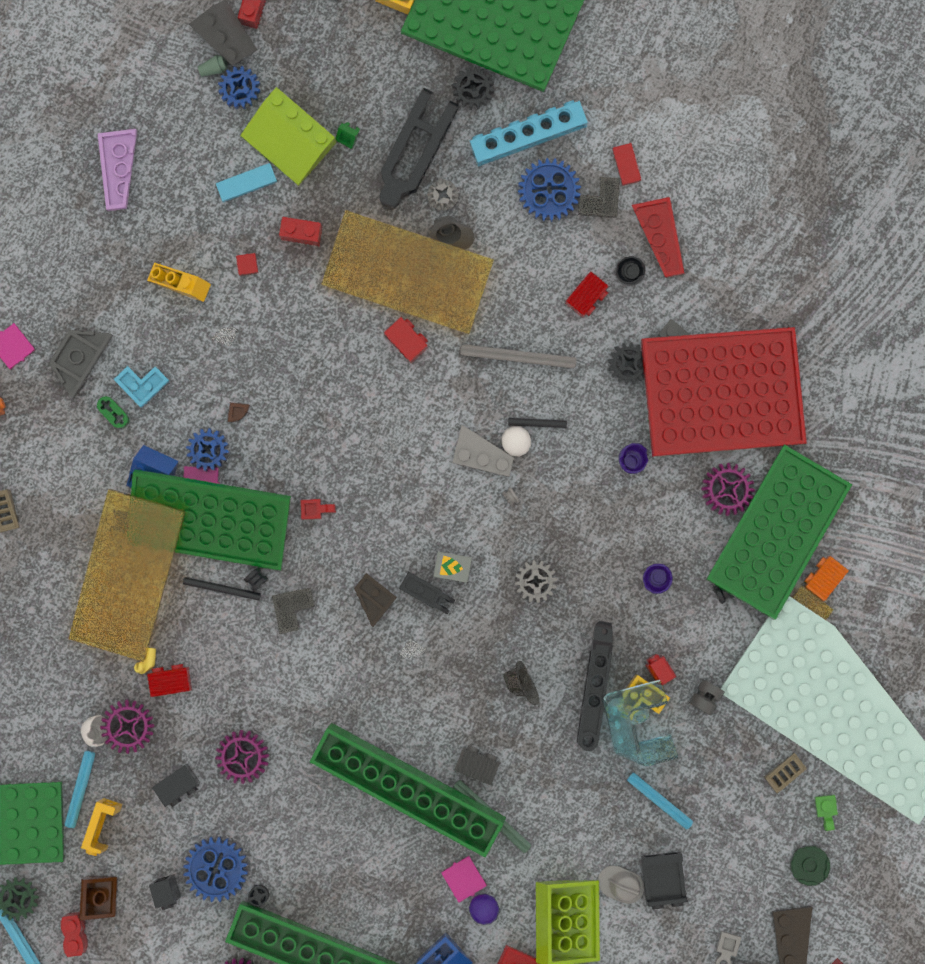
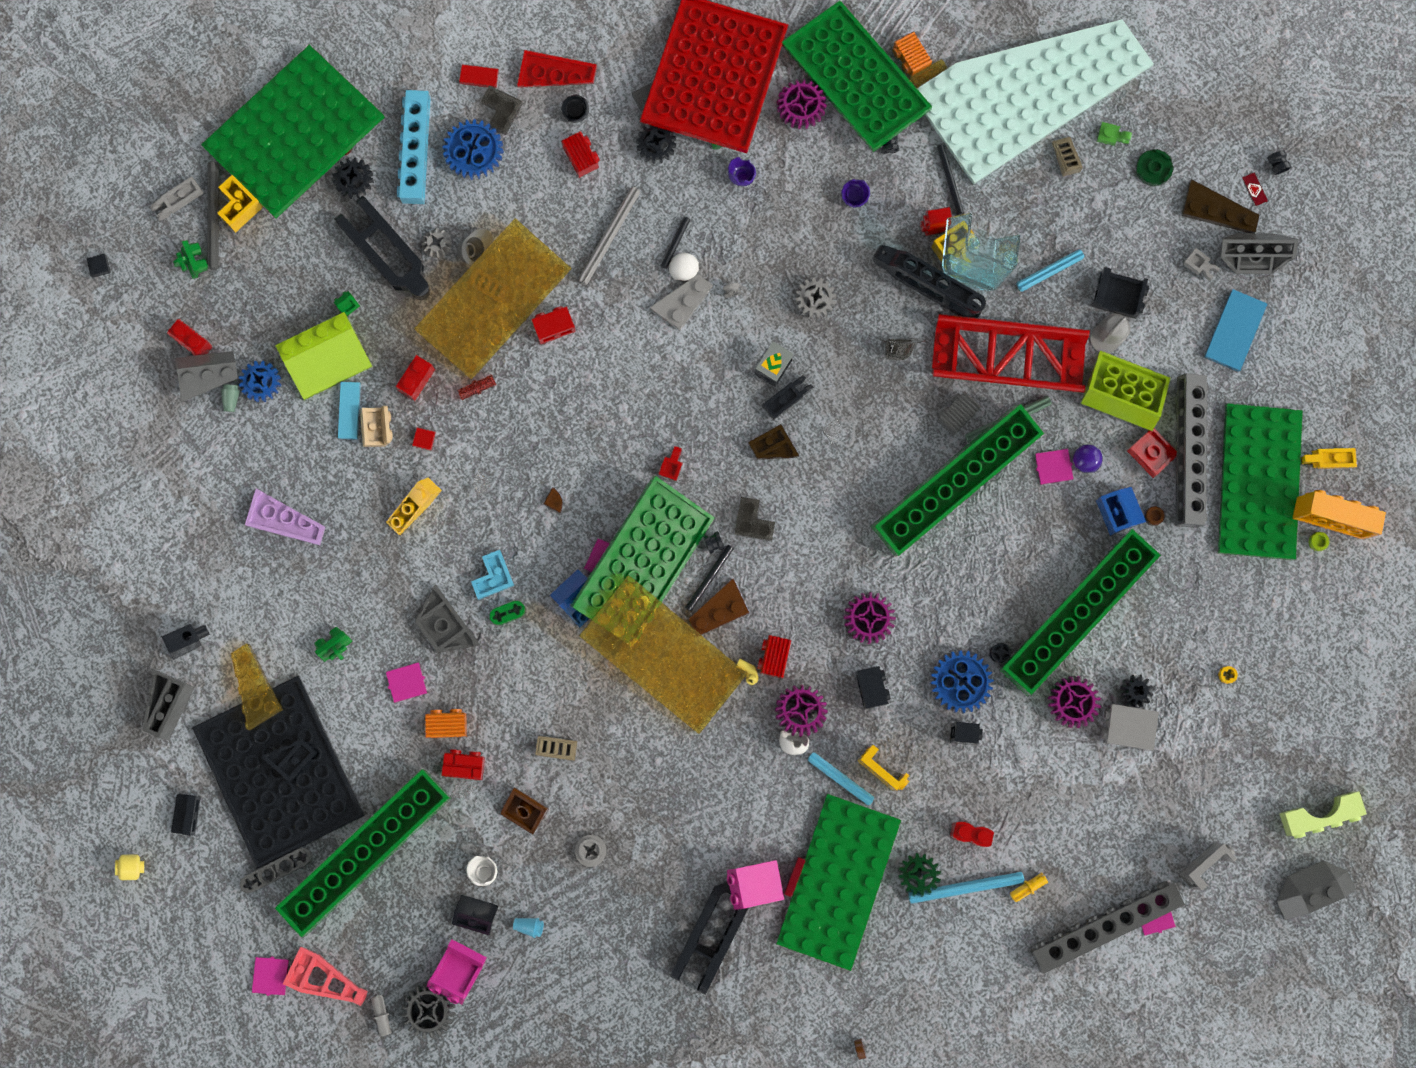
camera: 80 degrees left, 5 degrees down
(15, 266) = (334, 647): none -> green hips
(98, 897) = (946, 799): reddish brown slope -> none
(194, 611) = (720, 609): none -> reddish brown wing
(200, 455) = (587, 536): blue gear -> none
(239, 214) = (375, 426): none -> tan bracket
(316, 292) = (476, 387): none -> clear red pin
(563, 858) = (1069, 370): none -> red piece
(704, 704) = (981, 195): dark grey wheel -> none
(712, 666) = (950, 180): none -> black bar

